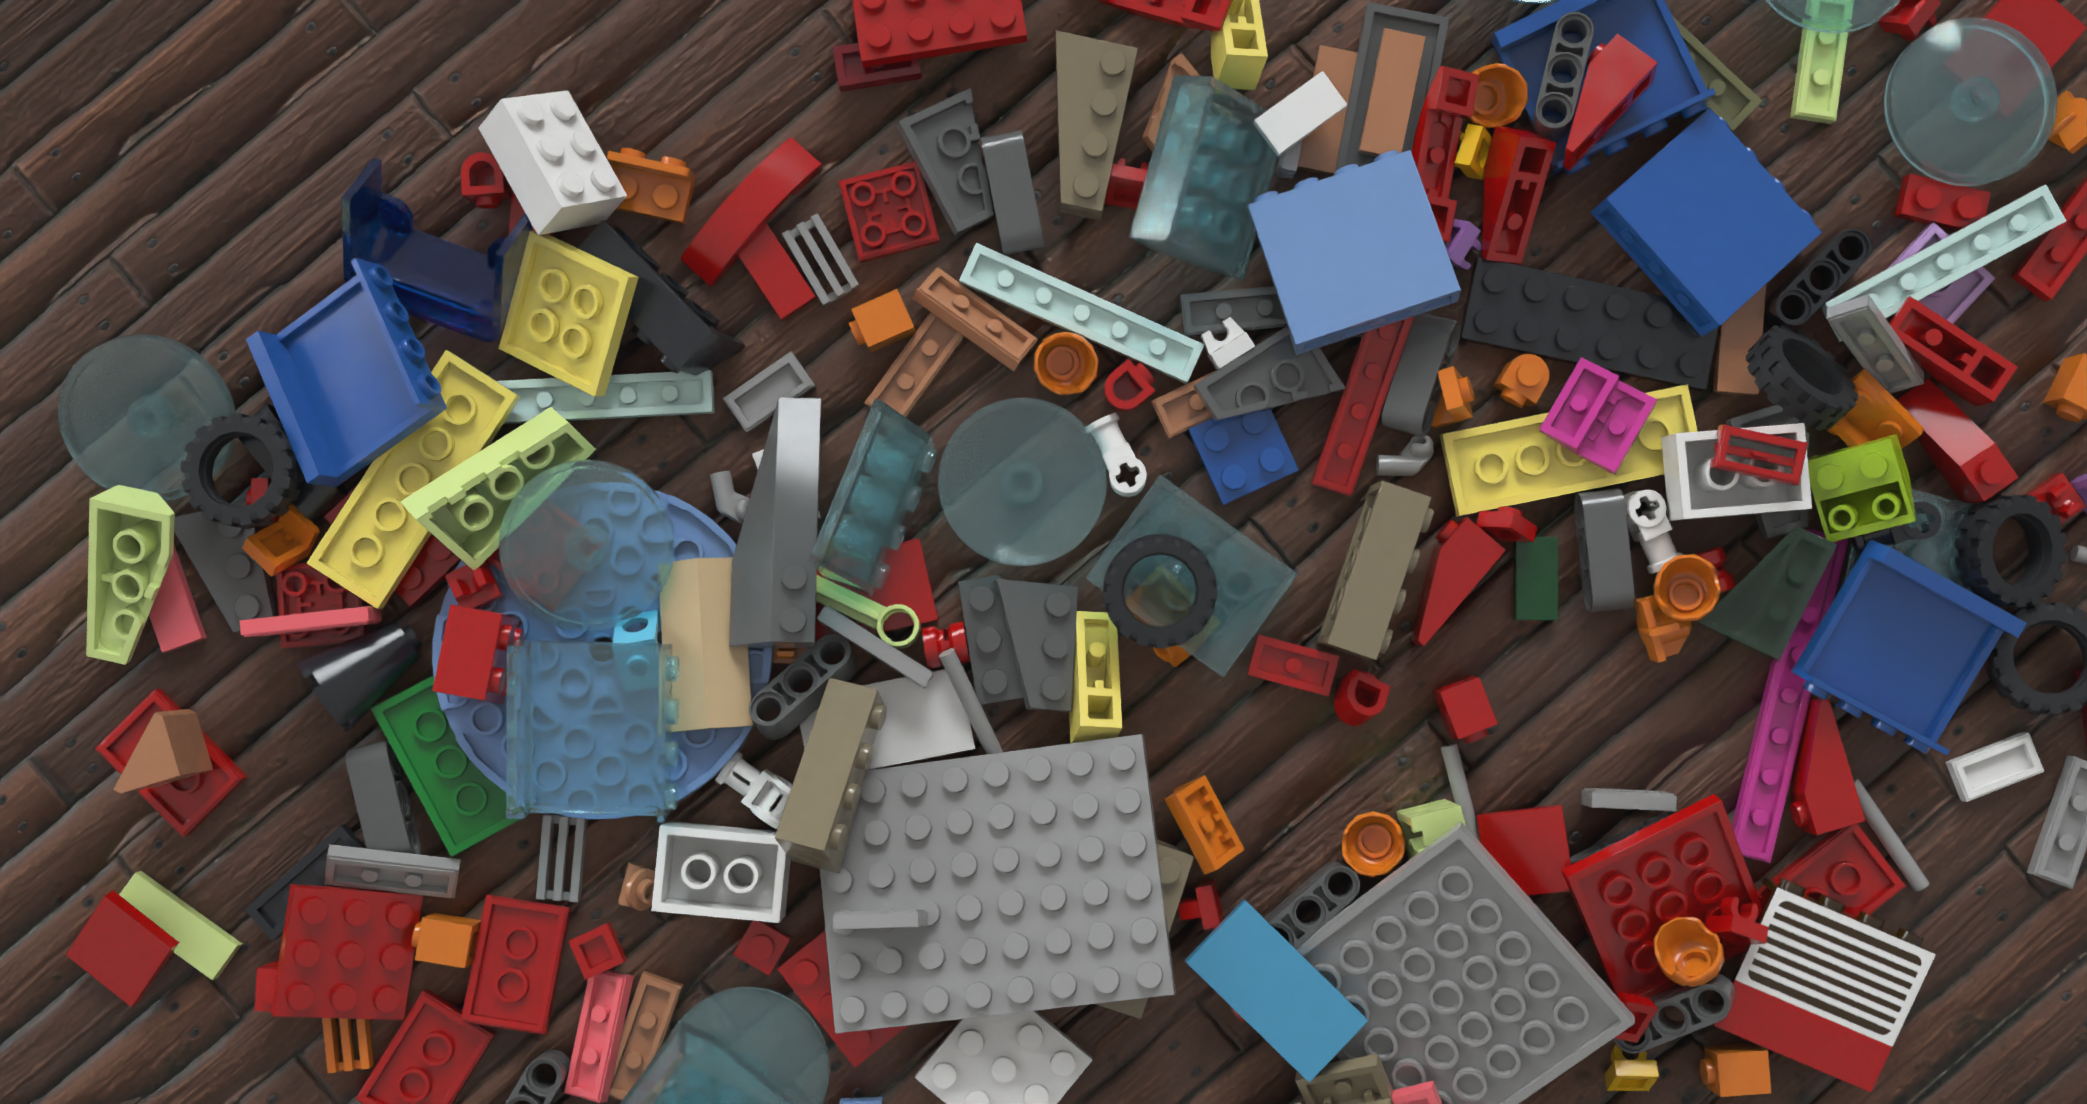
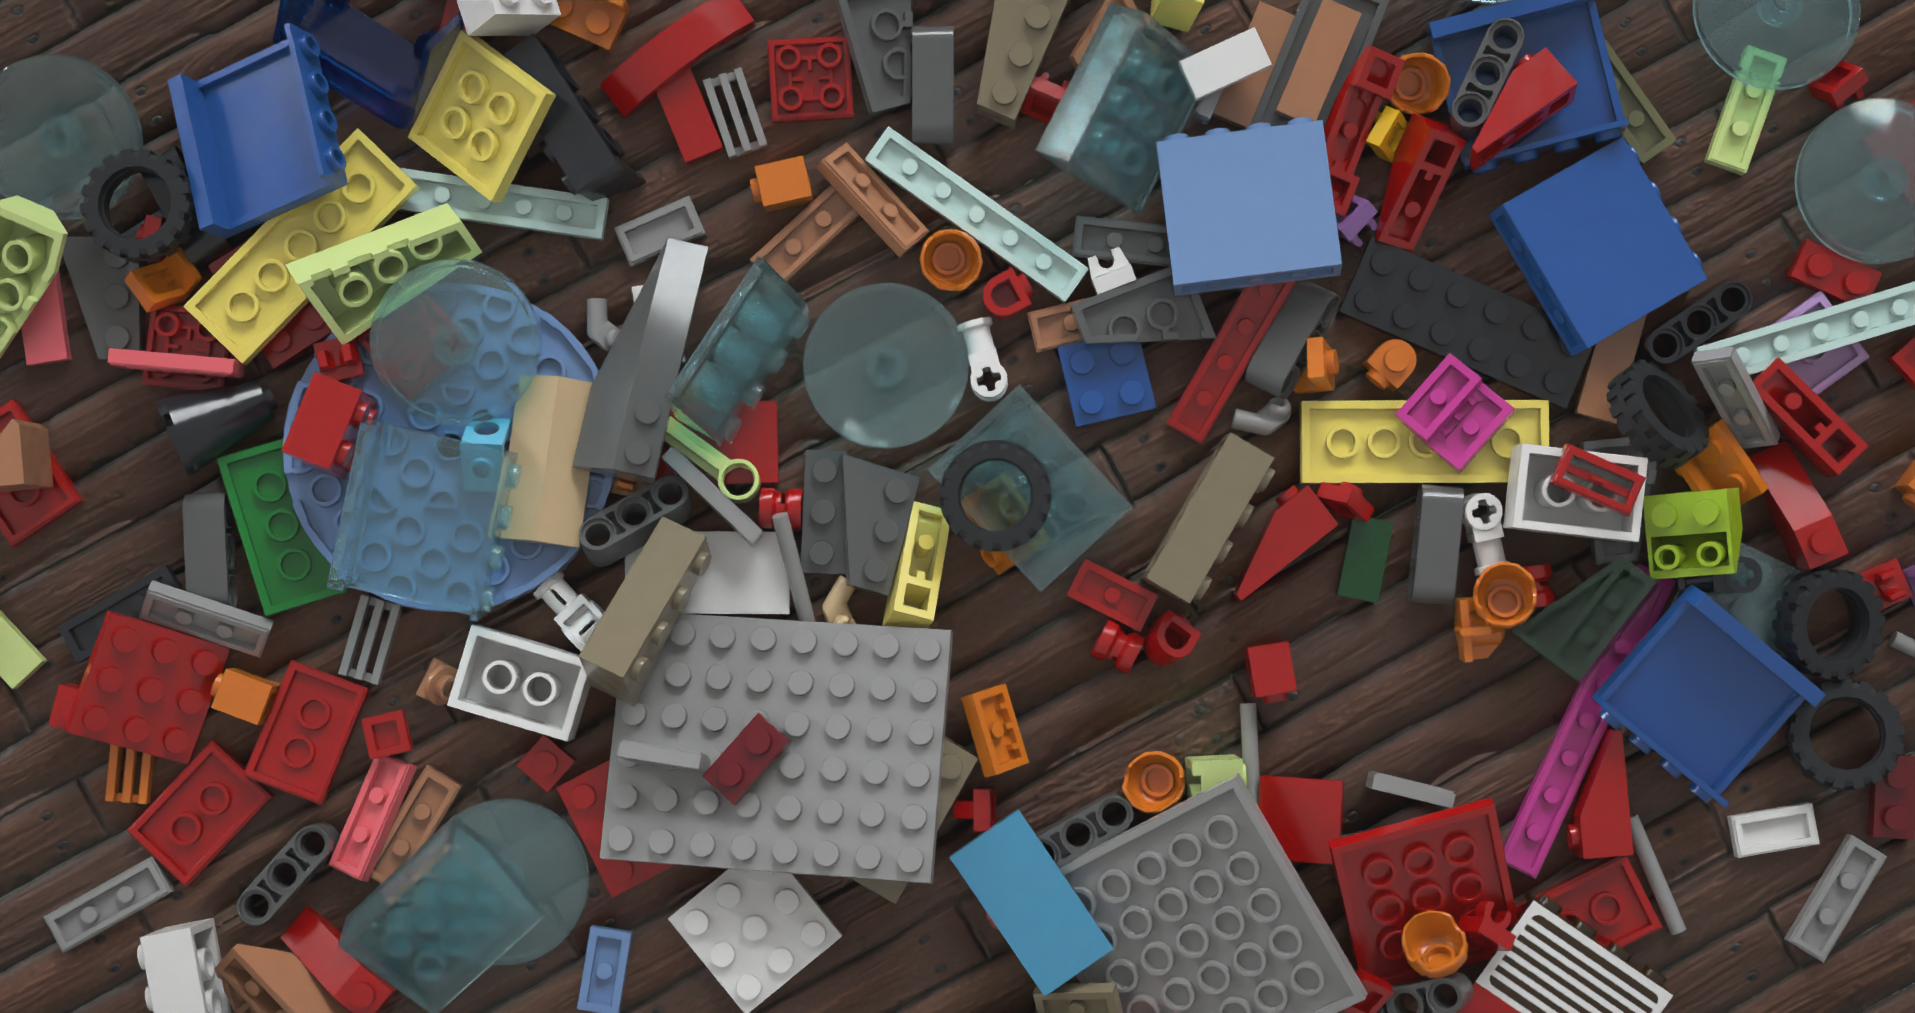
camera: 15 degrees right, 0 degrees up
(963, 905) = (746, 759): none -> dark red plate
(1019, 730) = (835, 605): none -> tan arm
(1305, 714) = (1117, 646): none -> red wheel

